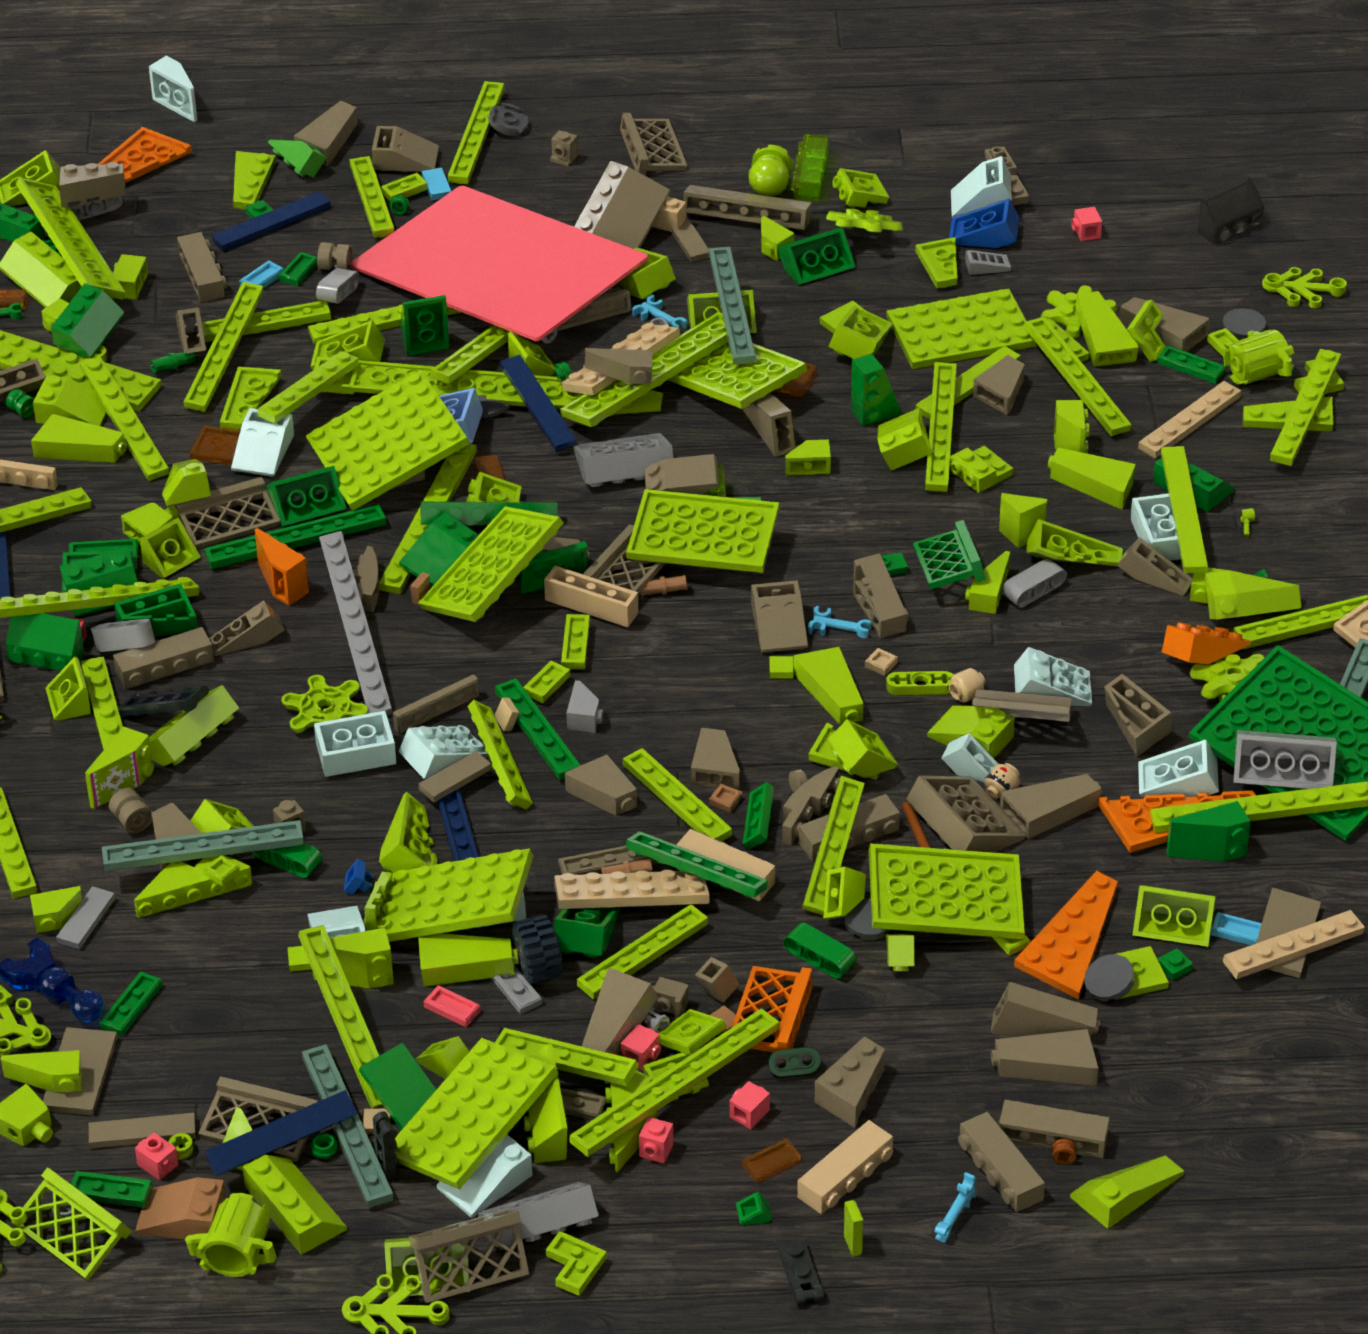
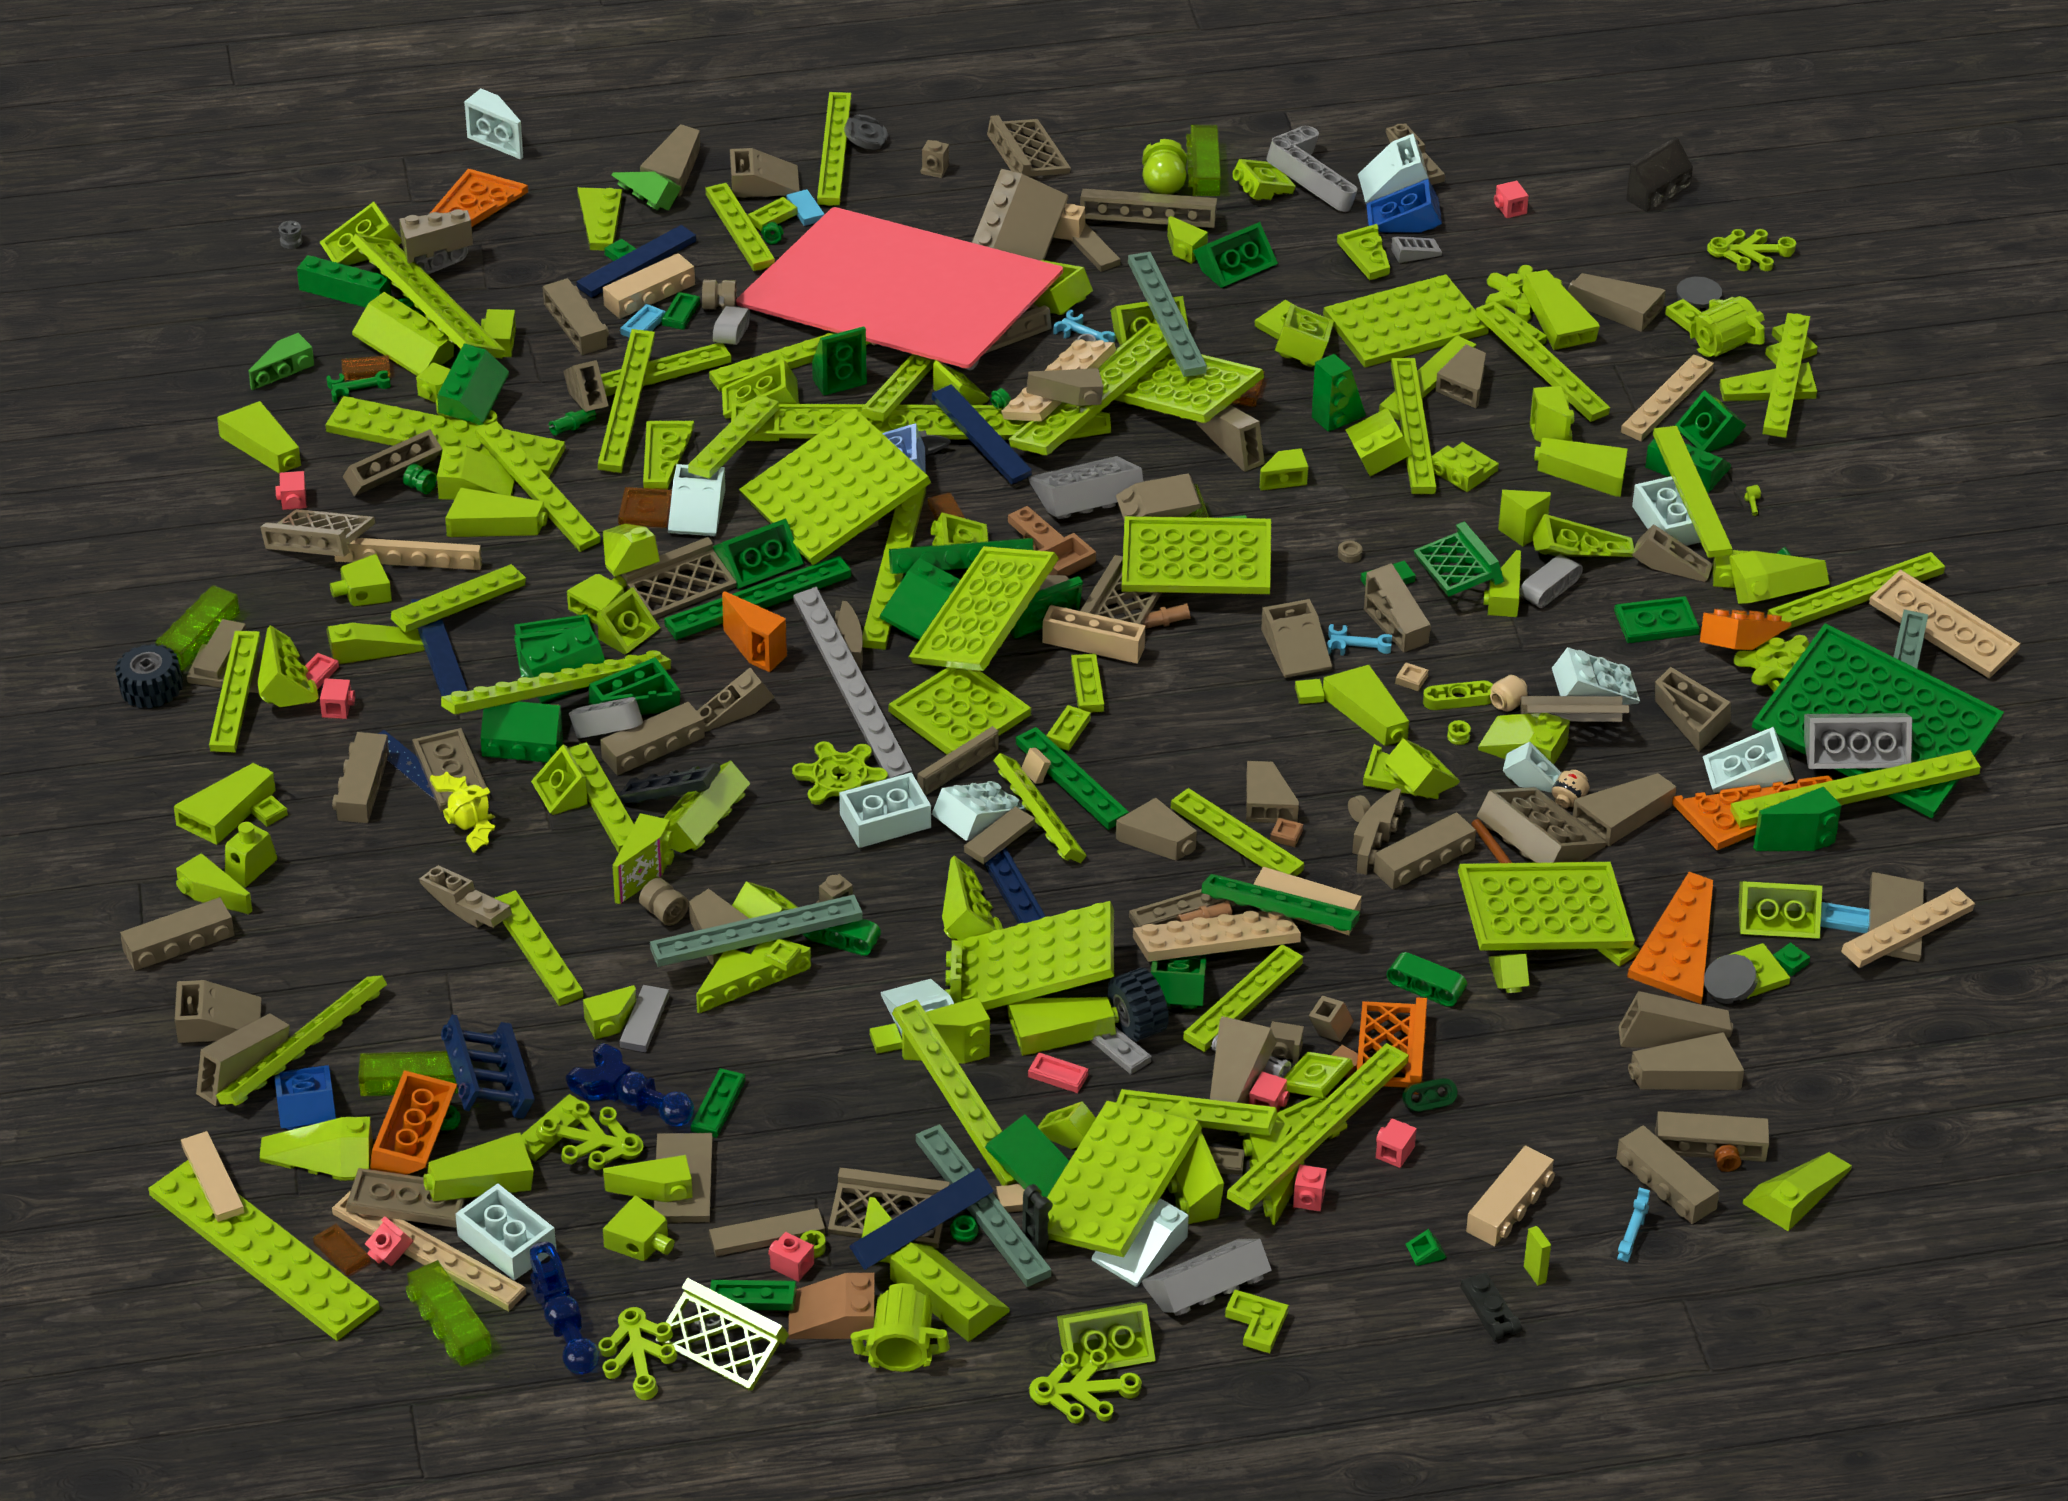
camera: 10 degrees left, 0 degrees up
(274, 244) = (649, 285): none -> tan brick
(357, 878) = (923, 949): blue tile -> none
(420, 587) = (908, 641): medium nougat tile -> none
(450, 653) = (958, 708): none -> lime plate
(463, 1232) = (1141, 1300): dark tan fence -> none
(580, 519) = (1071, 550): none -> medium nougat plate
(583, 710) = (1116, 753): light grey slope -> none
(758, 816) = (1327, 847): green plate -> none
(771, 1160) = (1430, 1197): clear orange tile -> none
(833, 841) = (1417, 870): lime plate -> none
(843, 891) = (1438, 916): lime slope -> none
(850, 1081) = (1493, 1109): dark tan wedge -> none
(853, 539) = (1349, 551): none -> dark tan tile
(859, 922) = (1461, 944): dark grey tile -> none
(870, 220) = (1282, 213): lime plate -> none
(891, 169) = (1293, 157): none -> light grey beam
(911, 718) = (1459, 732): none -> lime bush
(1127, 627) = (1656, 619): none -> green tile
(1143, 330) = (1602, 309): lime plate -> none
(1191, 364) = (1654, 339): green tile -> none
(1222, 447) = (1710, 423): none -> green slope

